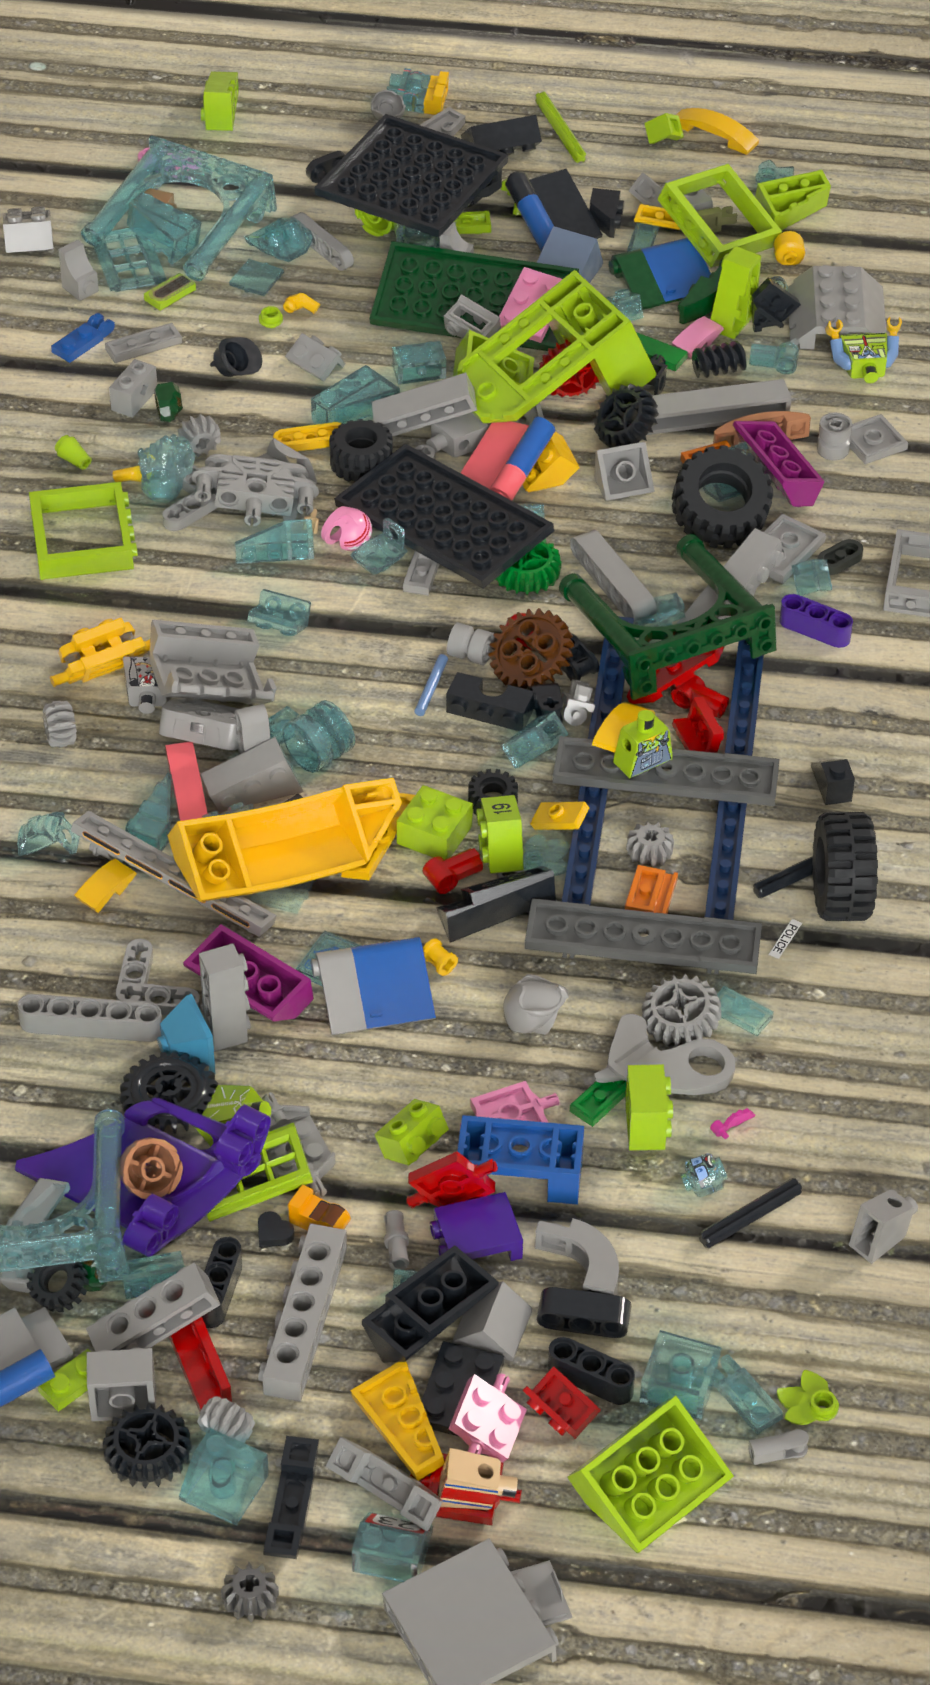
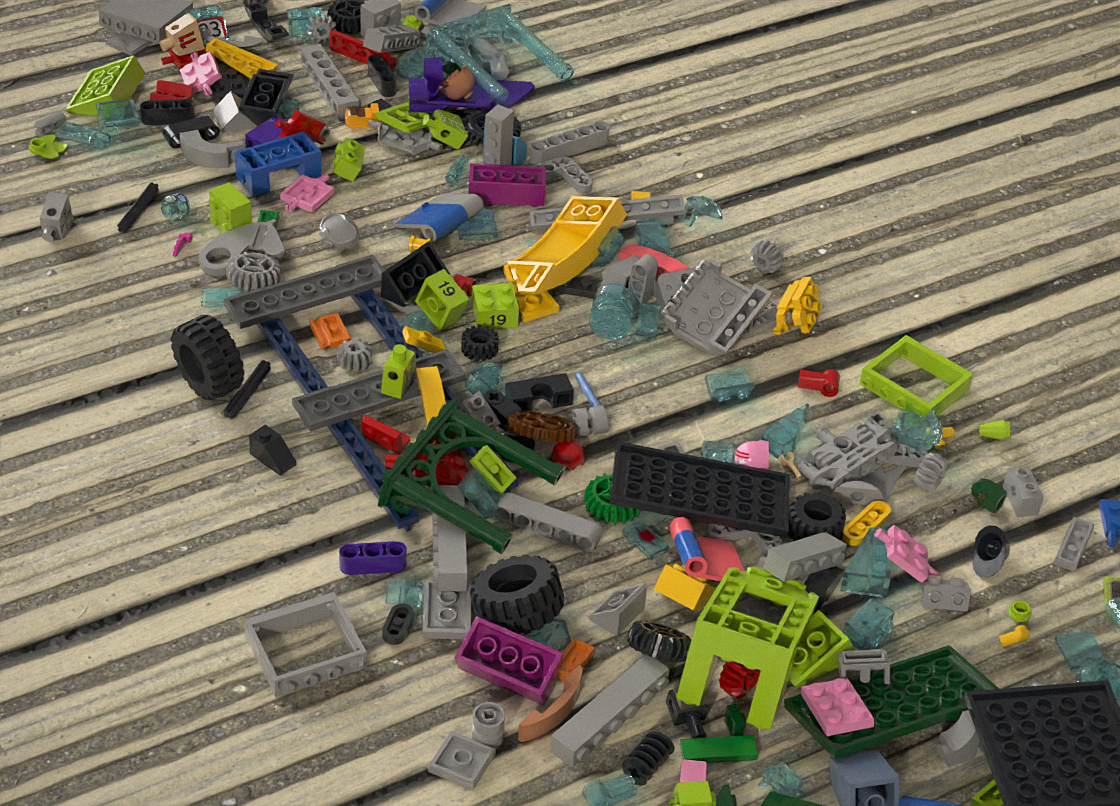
camera: 140 degrees right, 5 degrees down
(178, 573) = (825, 382): none -> red piece
(276, 1058) = (456, 169): none -> clear light blue axle
(325, 374) = (906, 553): none -> bright pink plate
(636, 615) = (492, 469): none -> lime slope

